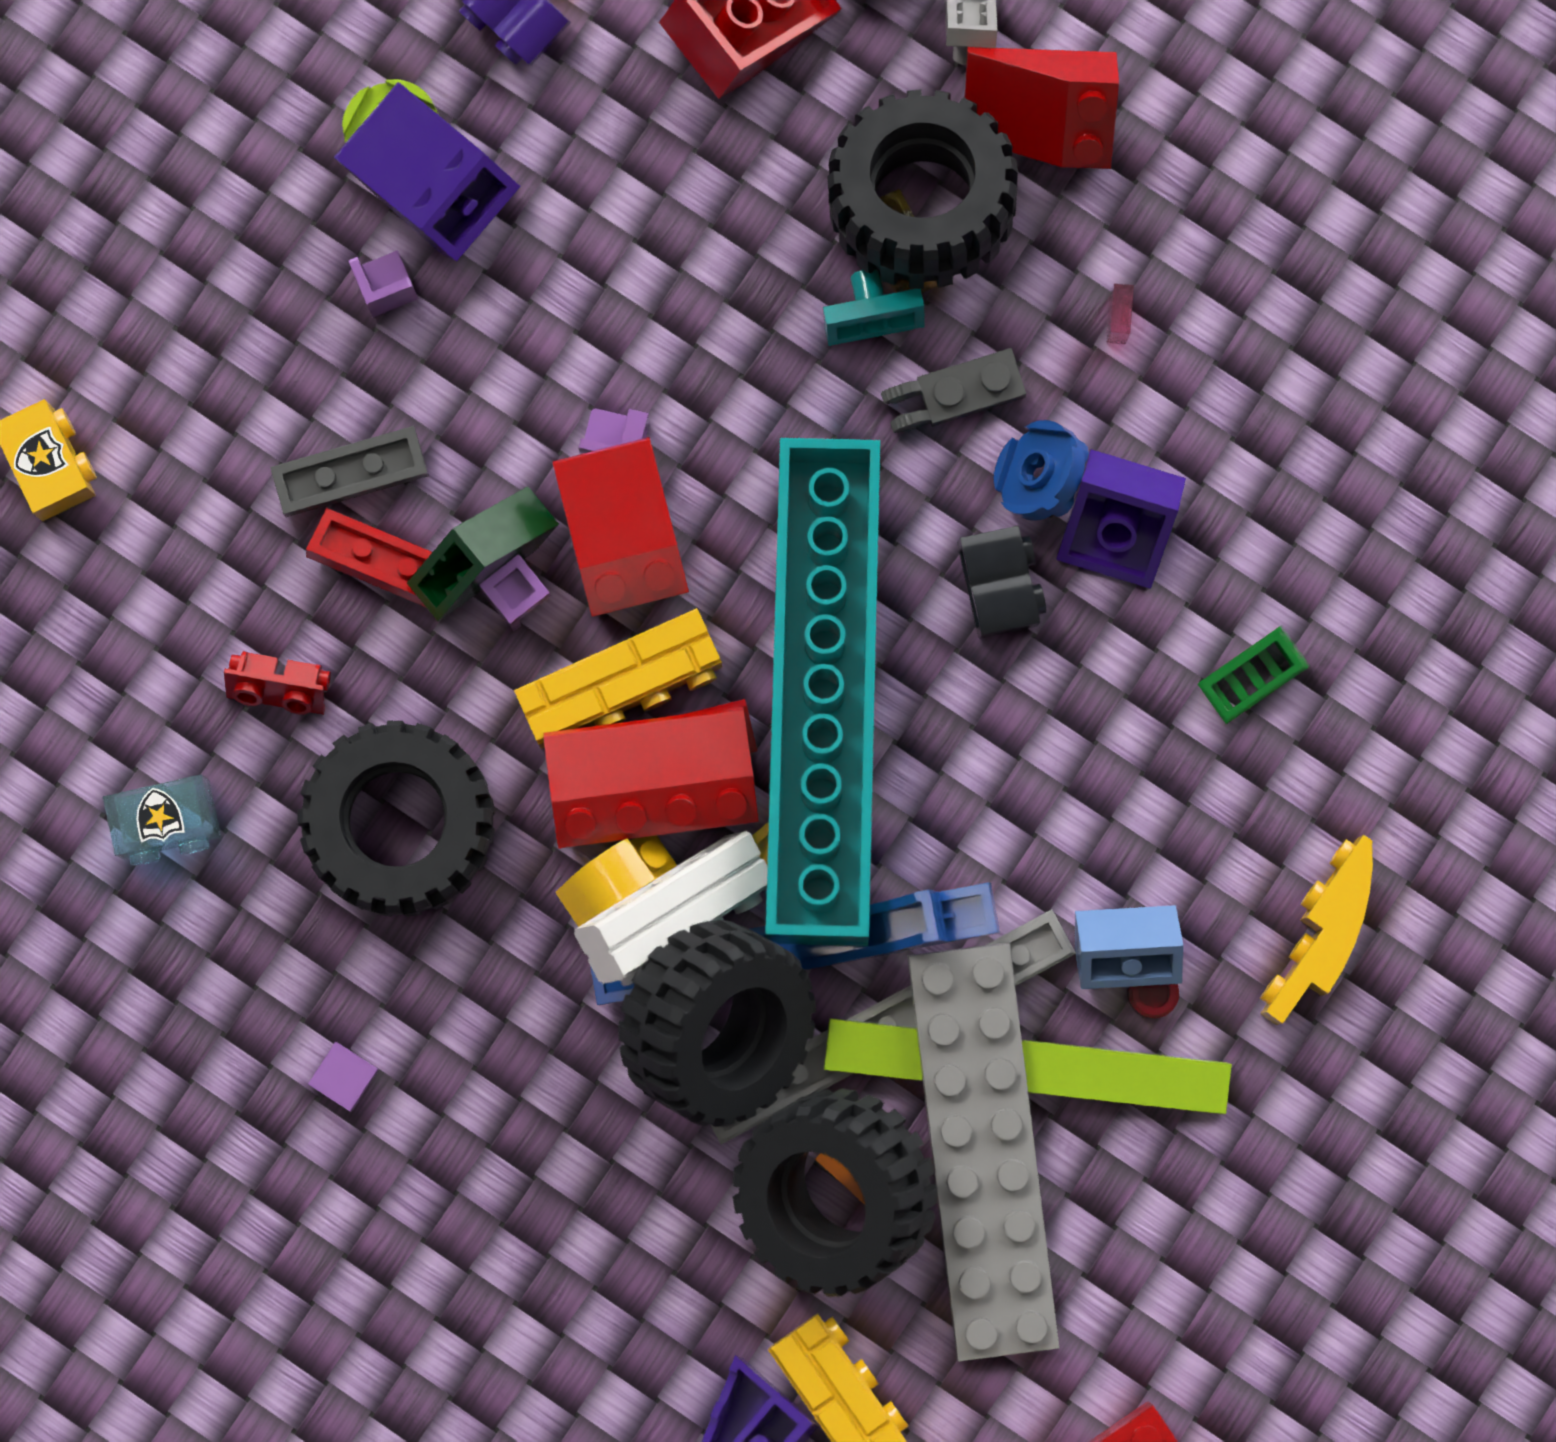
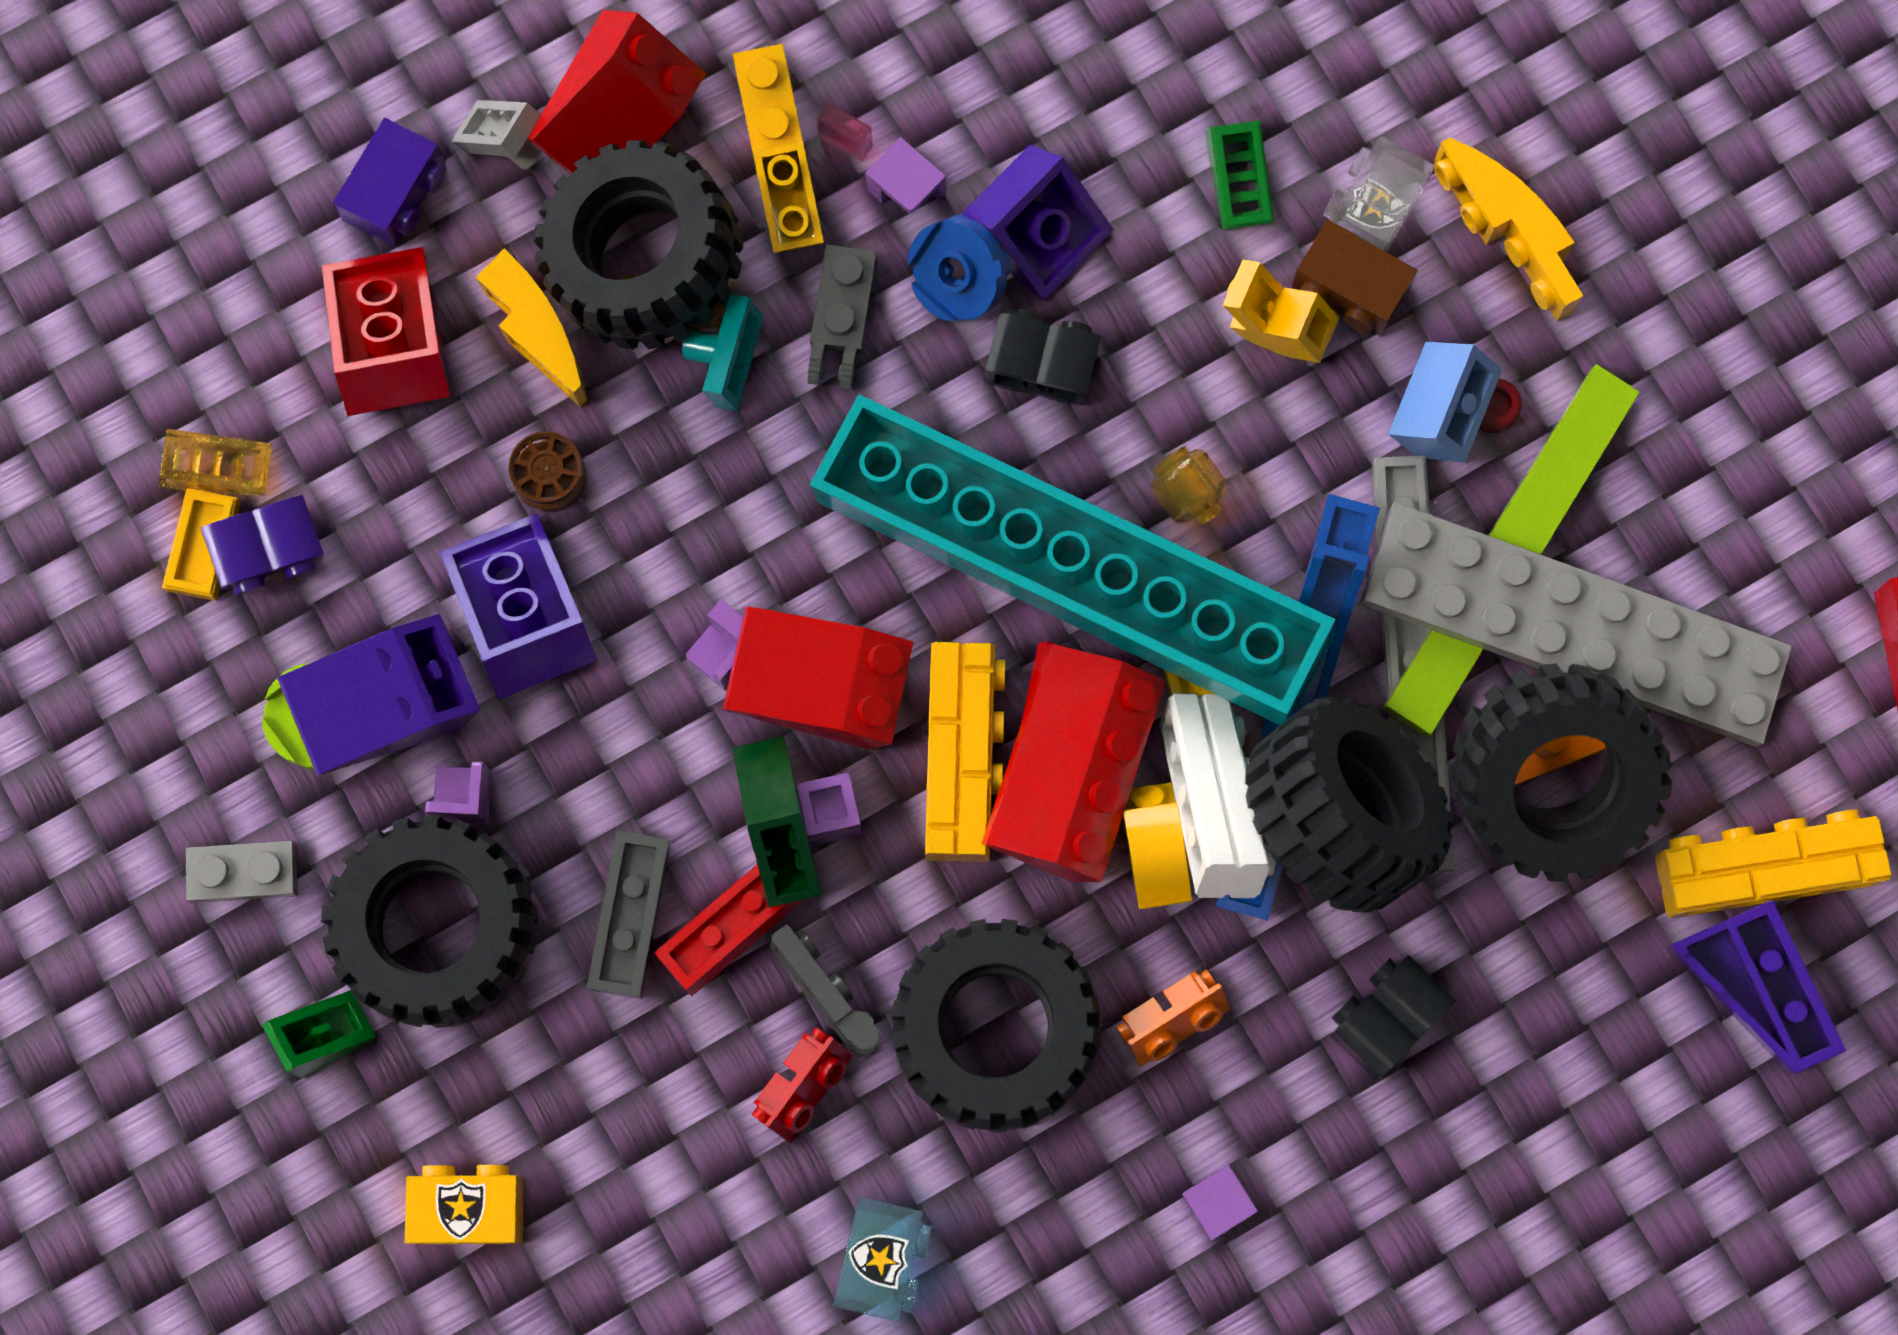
camera: 60 degrees left, 5 degrees down
(129, 268) = (319, 1034): none -> green slope
(234, 137) = (241, 872): none -> light grey plate
(235, 253) = (374, 879): none -> black tyre
(361, 668) = (826, 993): none -> dark grey hinge
(496, 980) = (1195, 1007): none -> orange hinge
(564, 247) = (518, 606): none -> dark purple slope
(565, 1147) = (1391, 1016): none -> black brick
(693, 213) = (547, 471): none -> reddish brown wheel
(814, 137) = (532, 324): none -> yellow slope
(945, 762) = (1189, 486): none -> clear yellow head
(1074, 265) = (778, 148): none -> yellow slope
(1101, 385) = (904, 177): none -> medium lavender panel
(1137, 766) = (1279, 317): none -> yellow brick
(1203, 816) = (1355, 278): none -> reddish brown brick
(1288, 804) = (1381, 194): none -> clear brick

